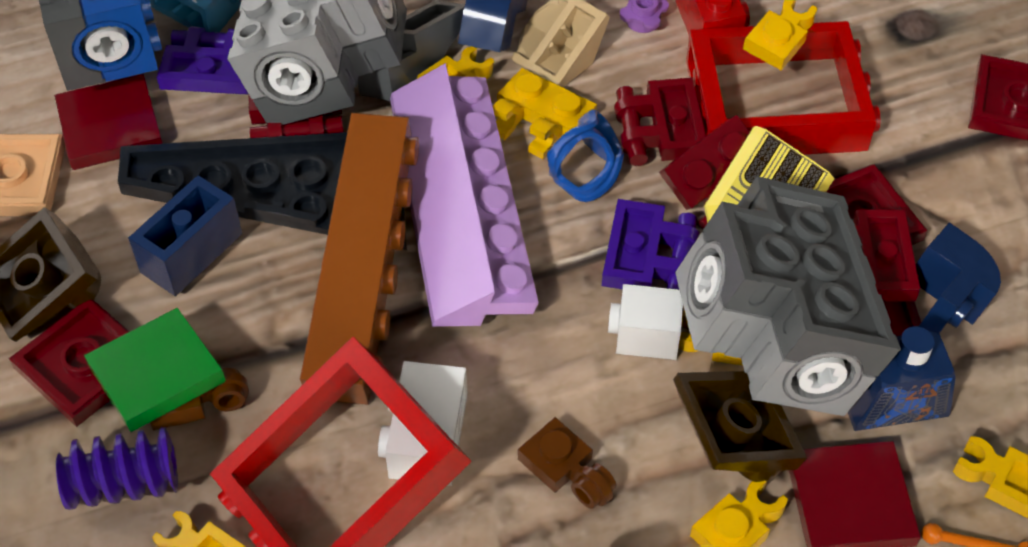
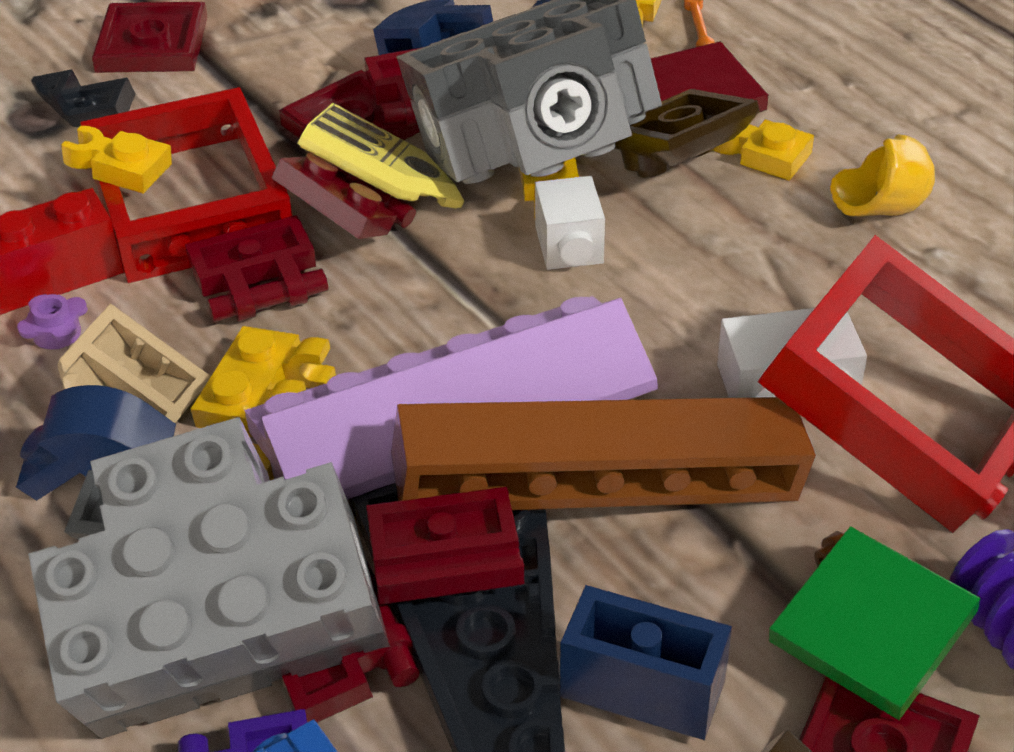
camera: 105 degrees left, 10 degrees down
(312, 152) = (444, 545): none -> dark red plate
(561, 456) = (767, 268): reddish brown plate -> none
(602, 140) = (308, 302): blue piece -> none
(635, 243) = (462, 248): dark purple plate -> none
(921, 49) = (85, 102): none -> black slope

